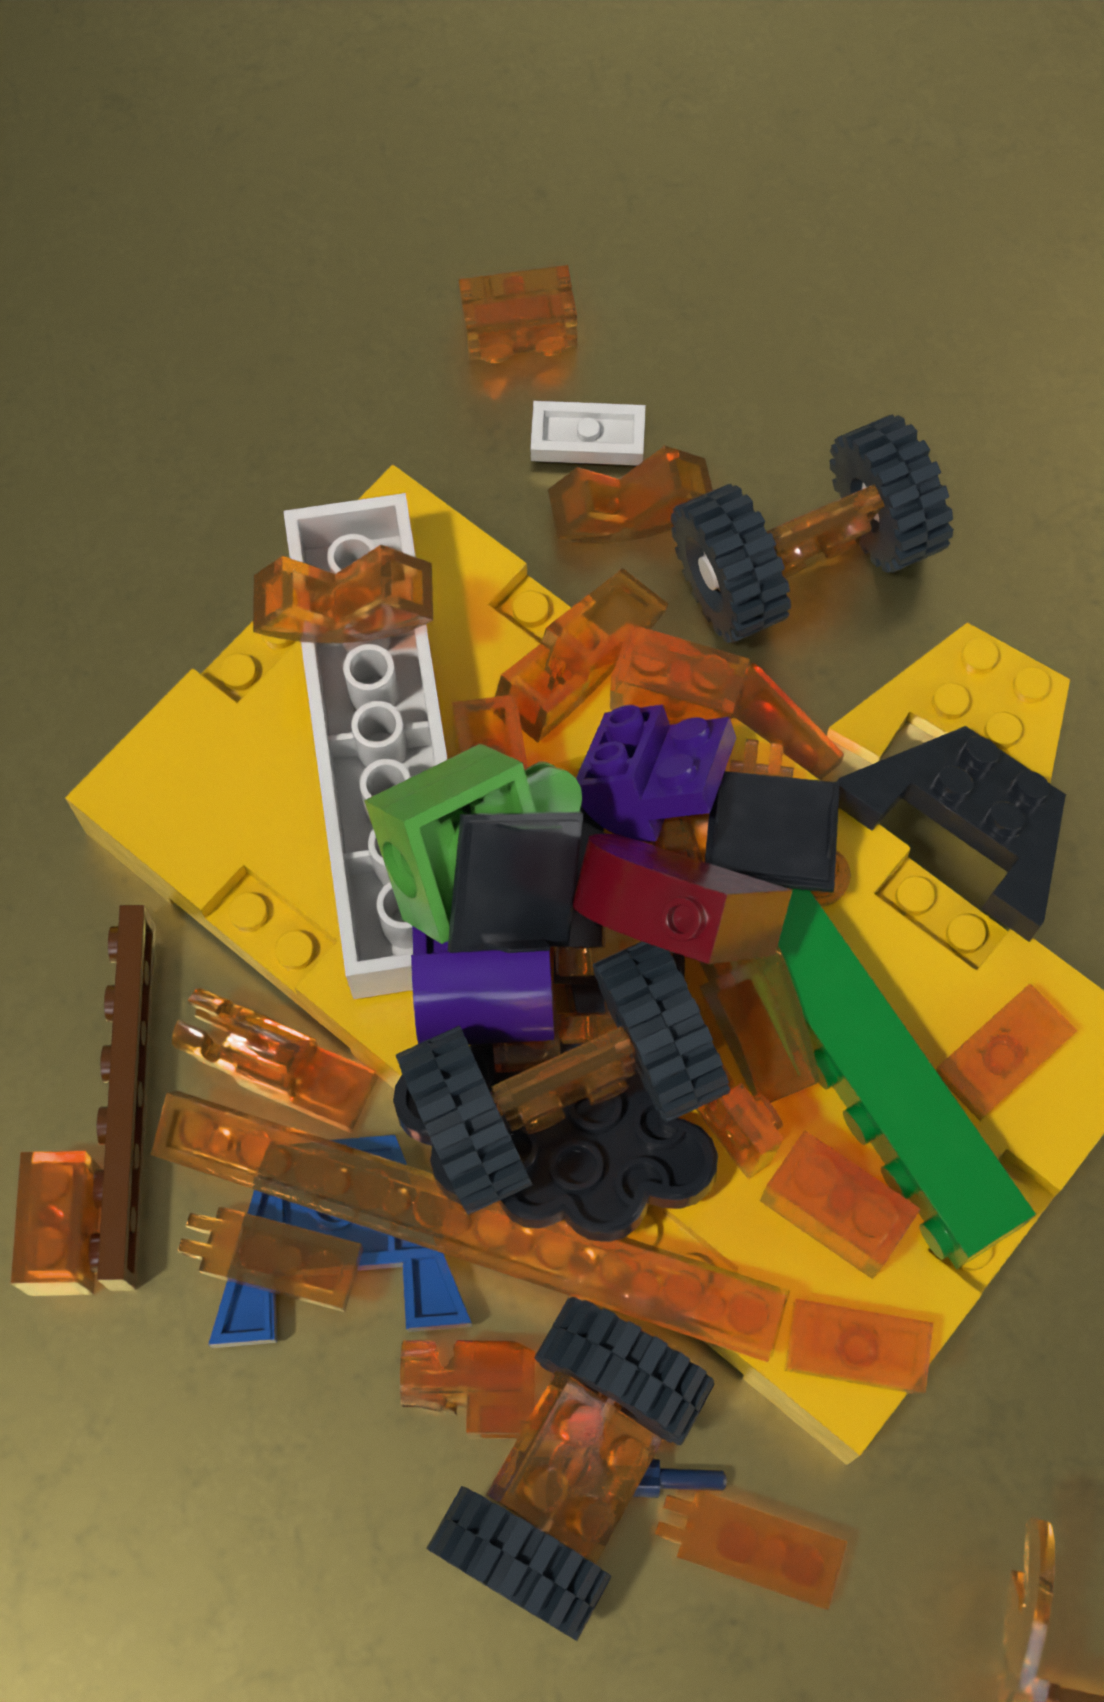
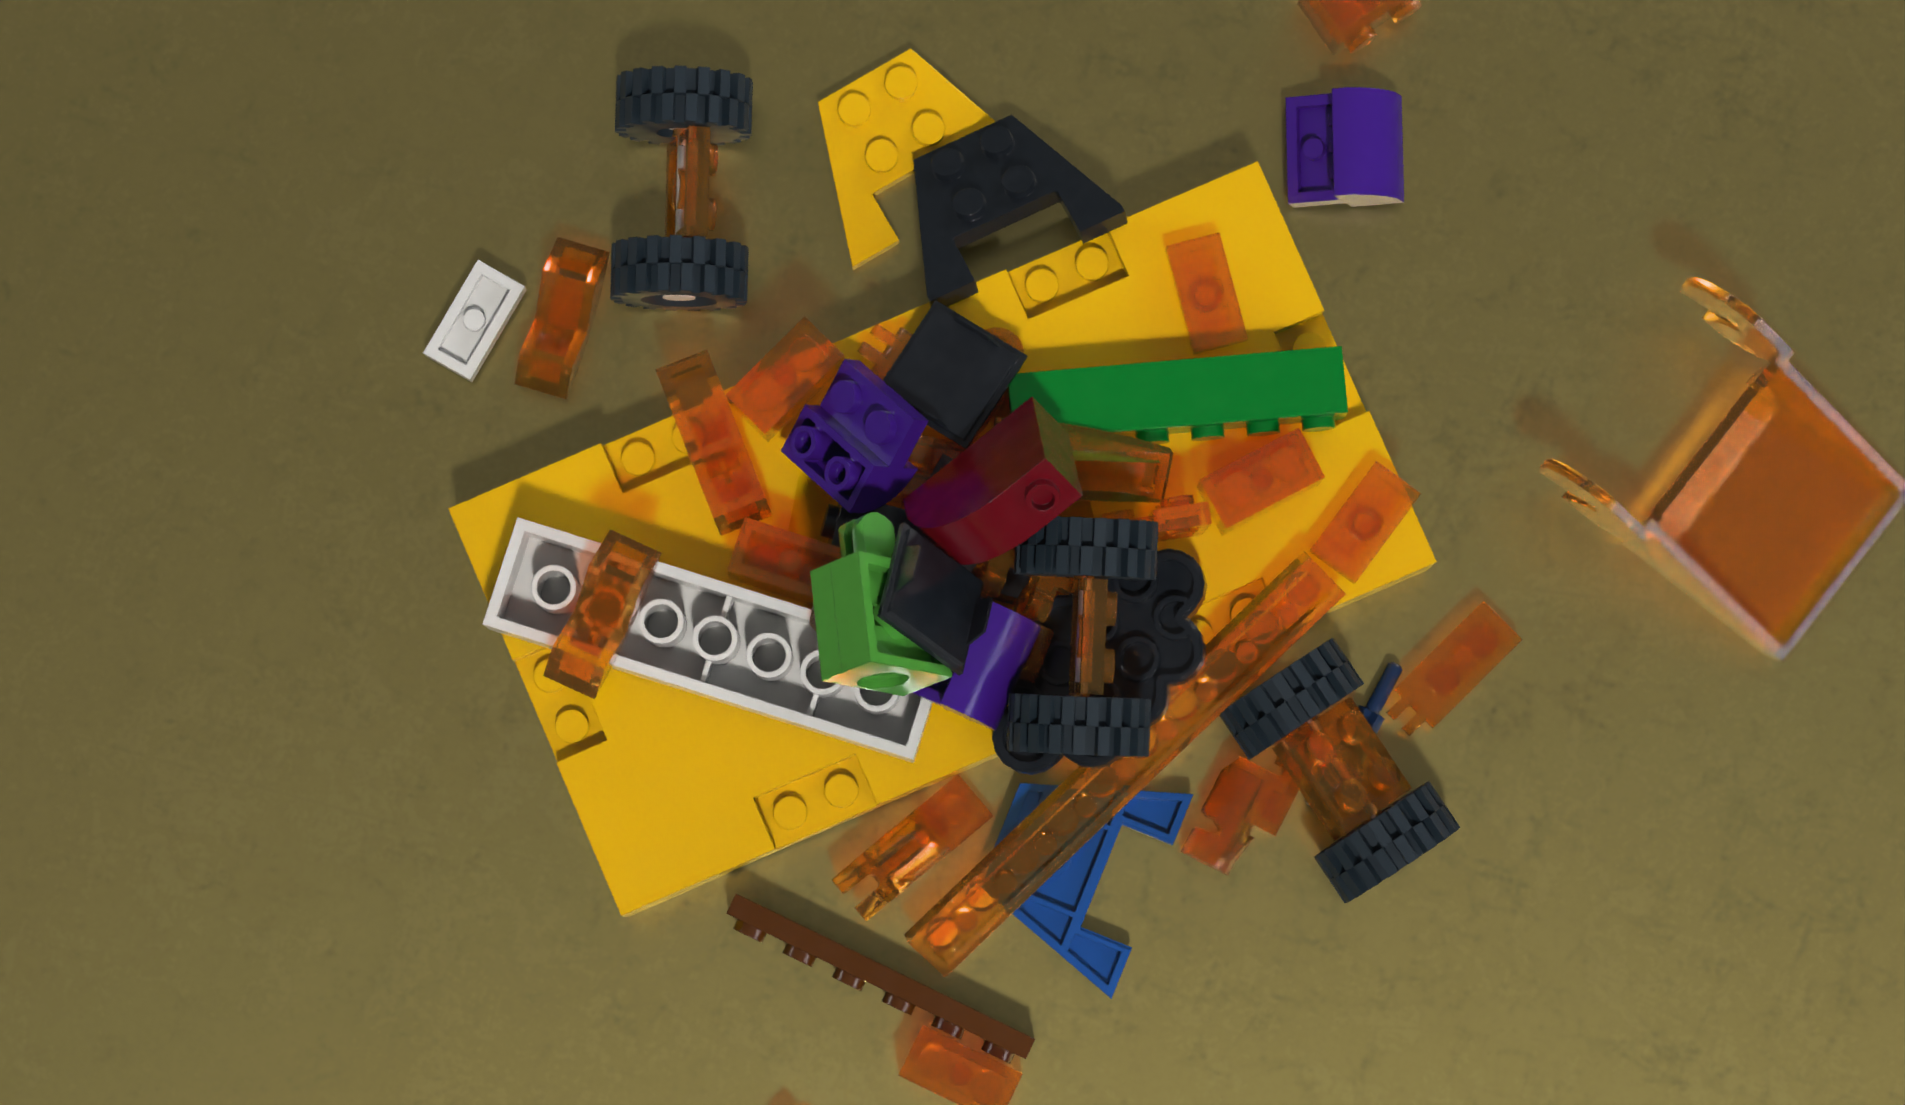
camera: 65 degrees left, 15 degrees up
(275, 1257) = (1075, 917): clear orange hinge -> none
(518, 313) = (325, 321): clear orange brick -> none
(780, 720) = (832, 307): clear orange hinge -> none

